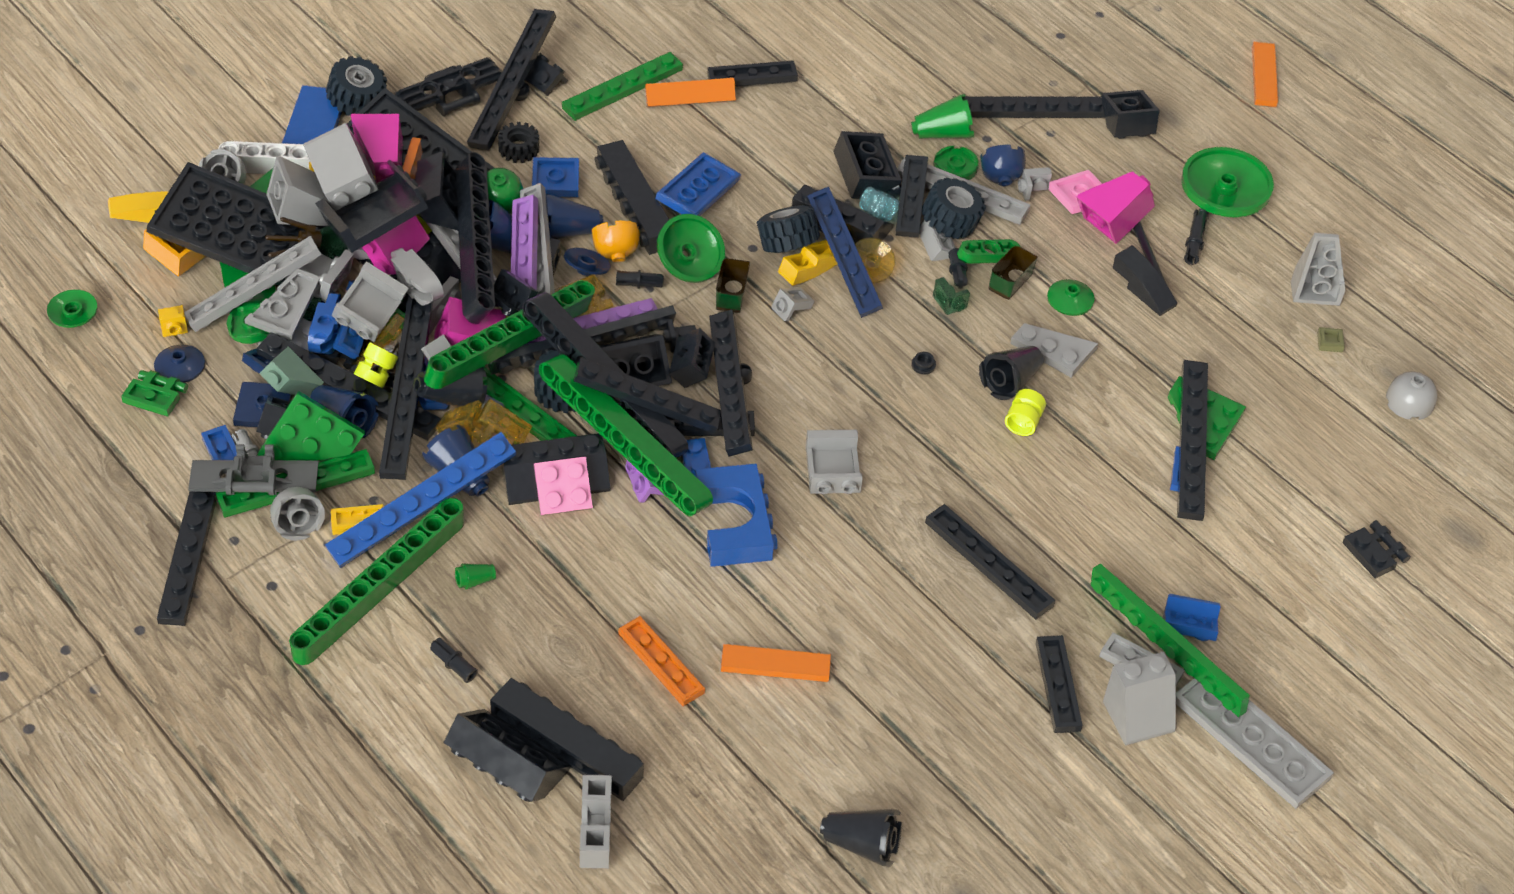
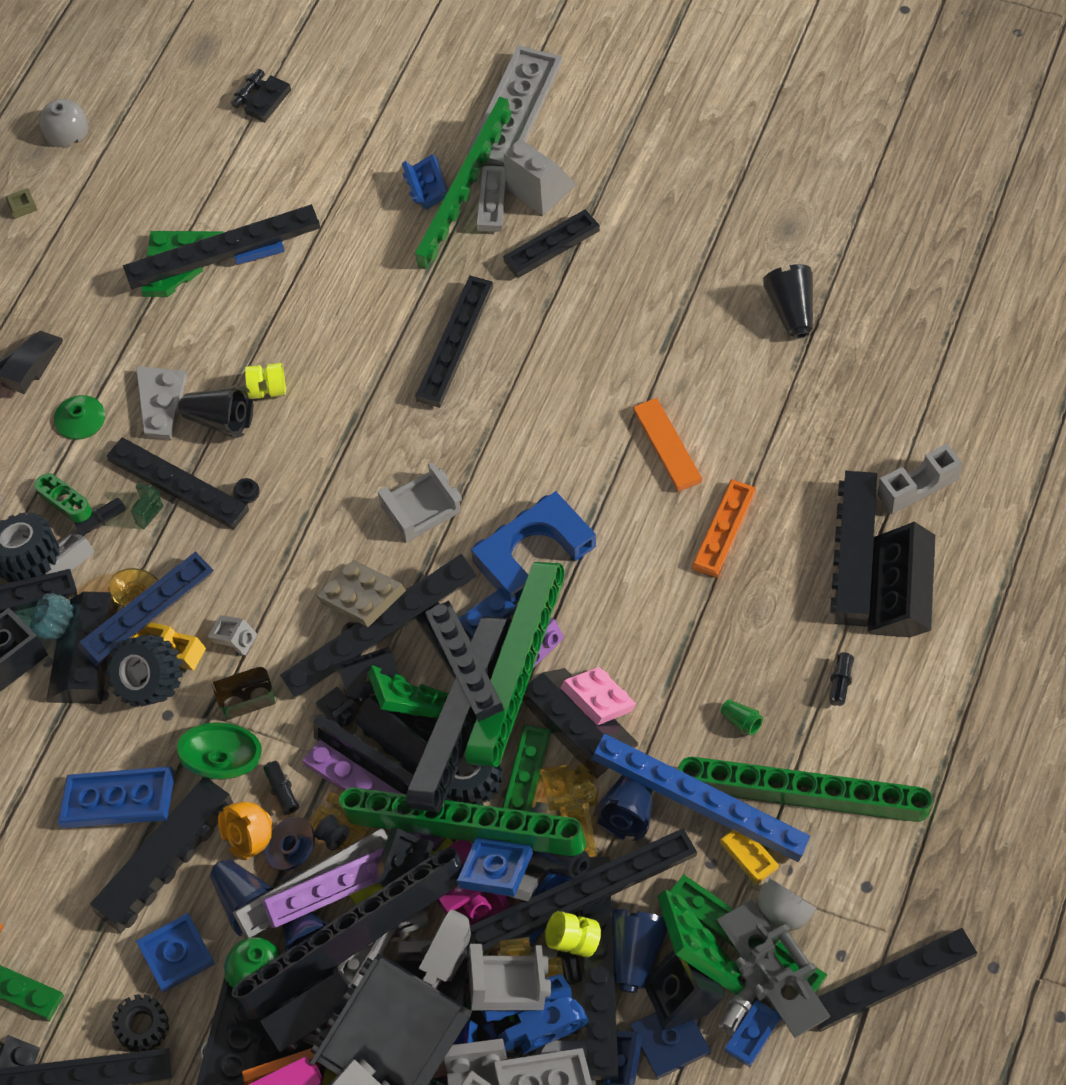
camera: 110 degrees left, 10 degrees up
(290, 374) = (632, 1018): sand green slope -> none
(452, 323) = (495, 866): none -> blue plate
(570, 275) = (331, 832): none -> black wheel
(654, 357) = (400, 696): none -> green wing
(767, 381) = (361, 593): none -> dark tan plate
(962, 327) = (178, 483): none -> black plate
(1014, 259) = (80, 457): dark brown piece -> none

